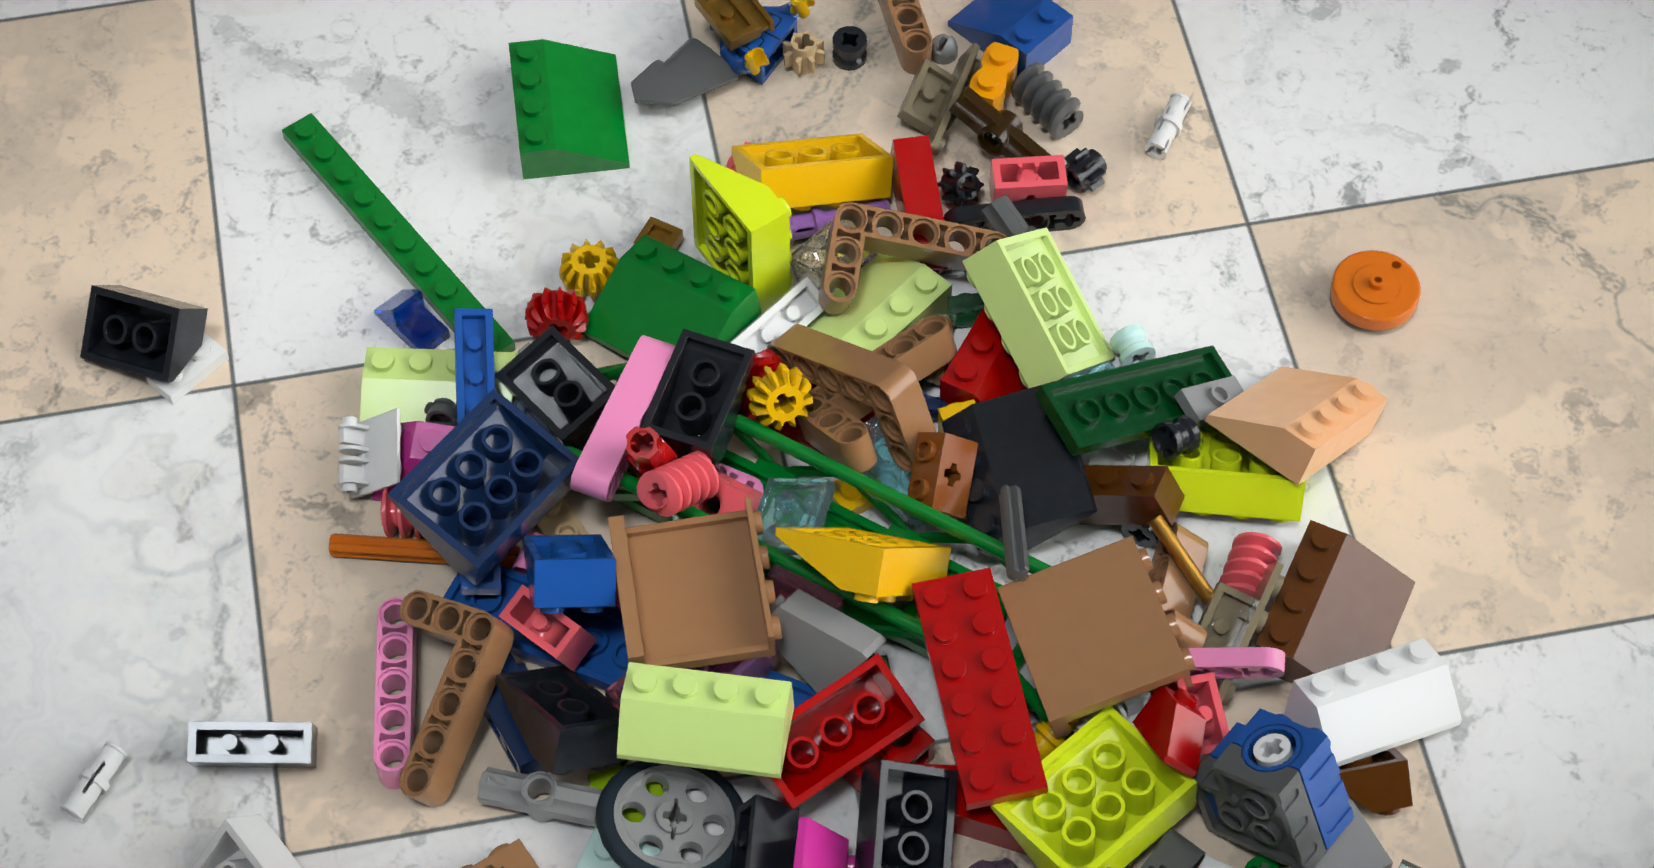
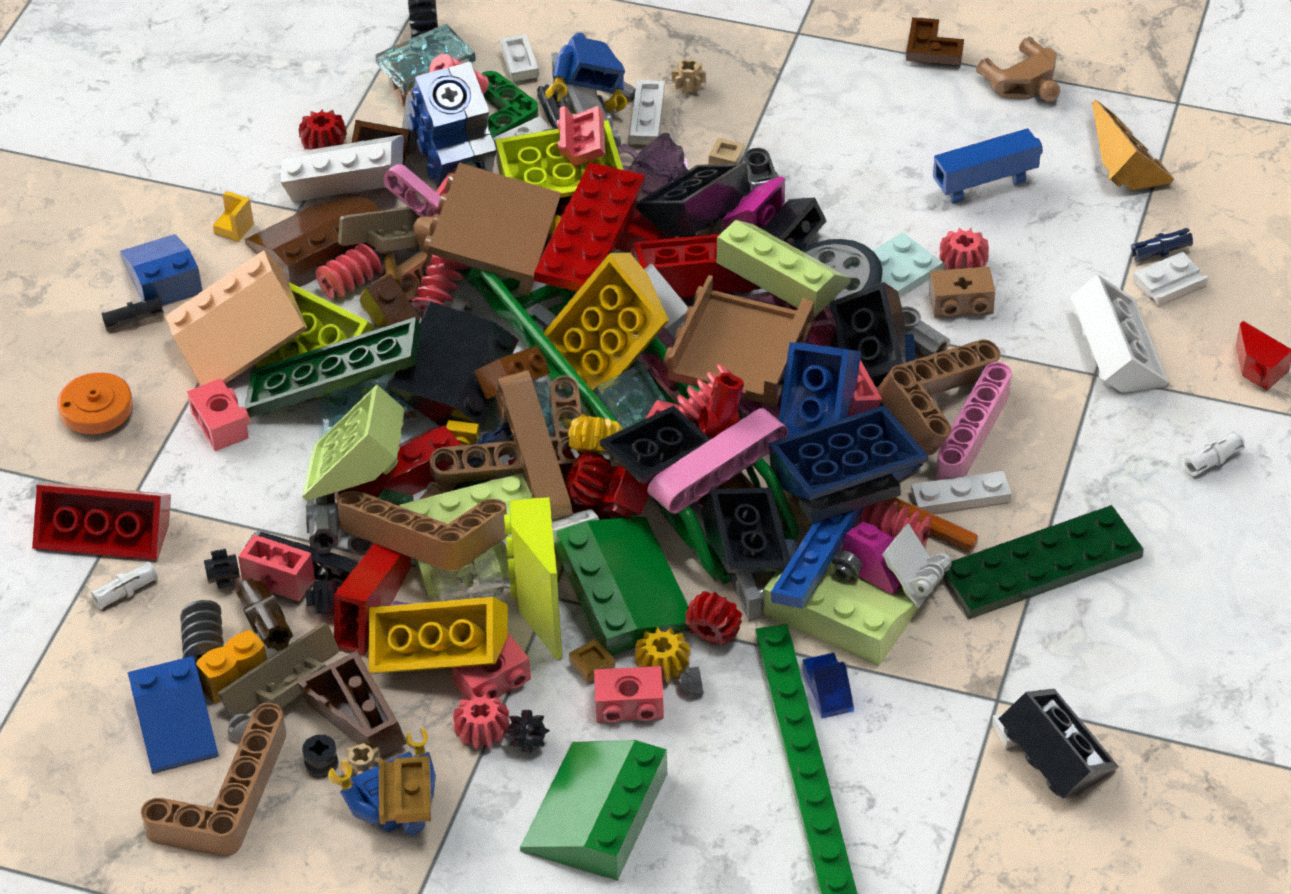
camera: 150 degrees left, 10 degrees down
(246, 559) = (1041, 561): none -> dark green plate
(252, 744) = (1092, 419): brick -> none
(358, 613) = (961, 492): none -> white plate
(546, 262) = (691, 681): none -> dark grey plate
(601, 214) = (629, 694): none -> coral brick
(672, 139) = (535, 730): none -> black gear
(684, 75) = (482, 785): dark grey panel -> none
(720, 131) = (481, 720): none -> coral gear
(844, 91) = (353, 703): none -> reddish brown wedge
(1014, 532) = (497, 298): dark grey axle -> none
(1085, 817) = (581, 135): none -> coral bracket
(1132, 345) = (299, 435): light aqua wheel -> none
(1173, 728) = (492, 155): red slope -> none
(1176, 437) = (334, 329): black wheel -> none
(1206, 397) = (283, 359): light grey plate -> none
(1250, 174) = (100, 520): none -> red slope
(1256, 332) = (218, 414): none -> coral brick
(1442, 417) = (132, 313): none -> black pin
(1447, 594) = (236, 218): none -> yellow panel
(1458, 774) = (322, 130): none -> red gear
(1469, 489) = (163, 269): none -> blue slope

